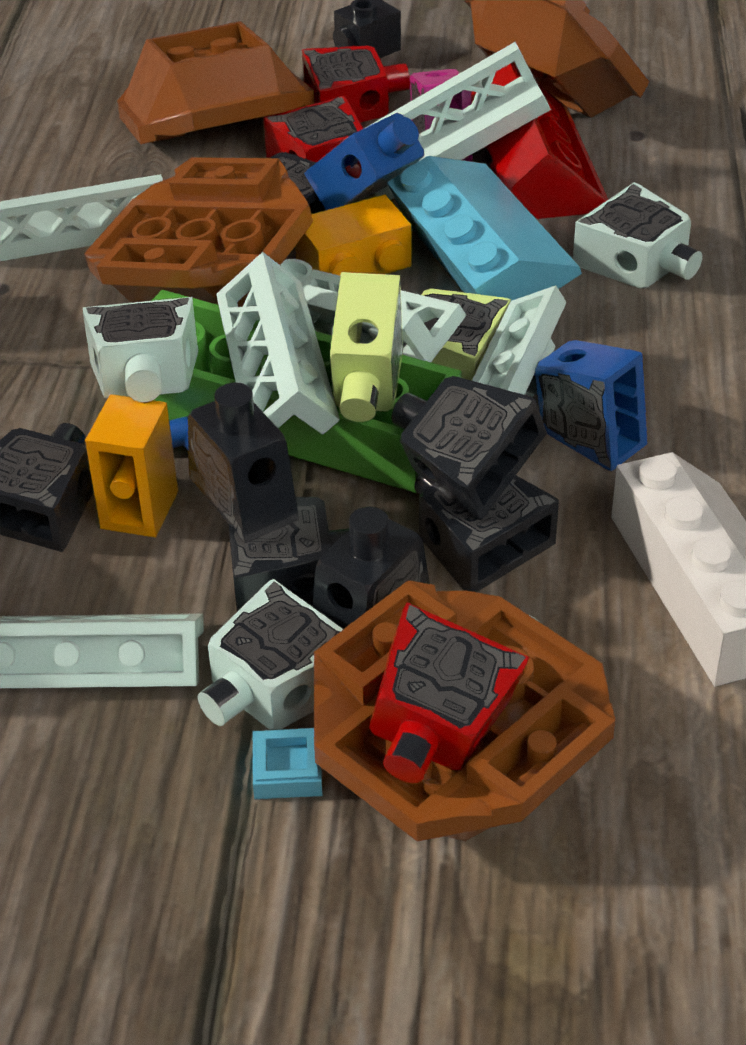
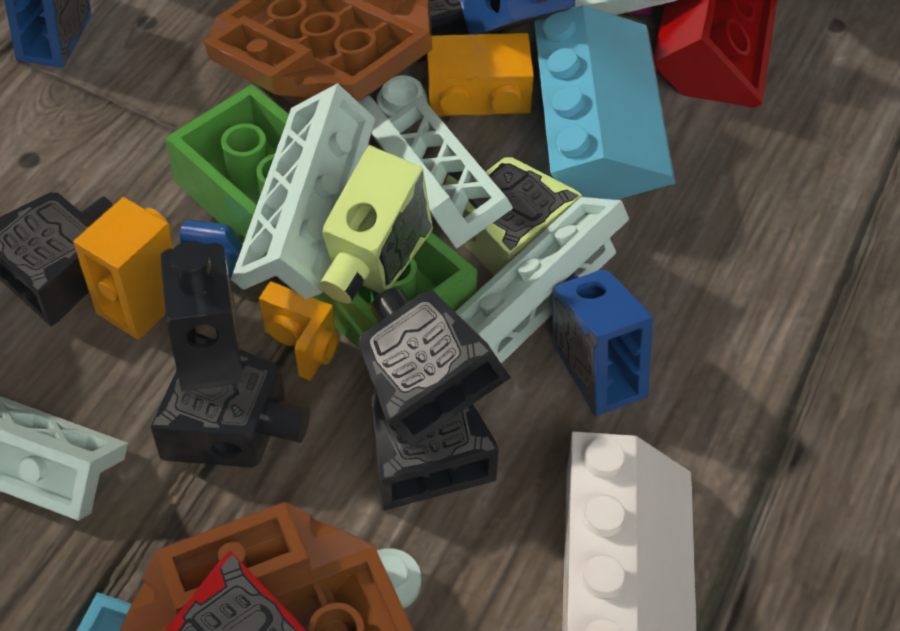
camera: 20 degrees right, 10 degrees up
(142, 347) = (180, 155): light aqua torso -> none
(266, 659) = (142, 513): torso -> none
(320, 472) = (301, 324): none -> light orange bracket
(367, 566) = (273, 465): black torso -> none
(636, 239) = (758, 155): light aqua torso -> none

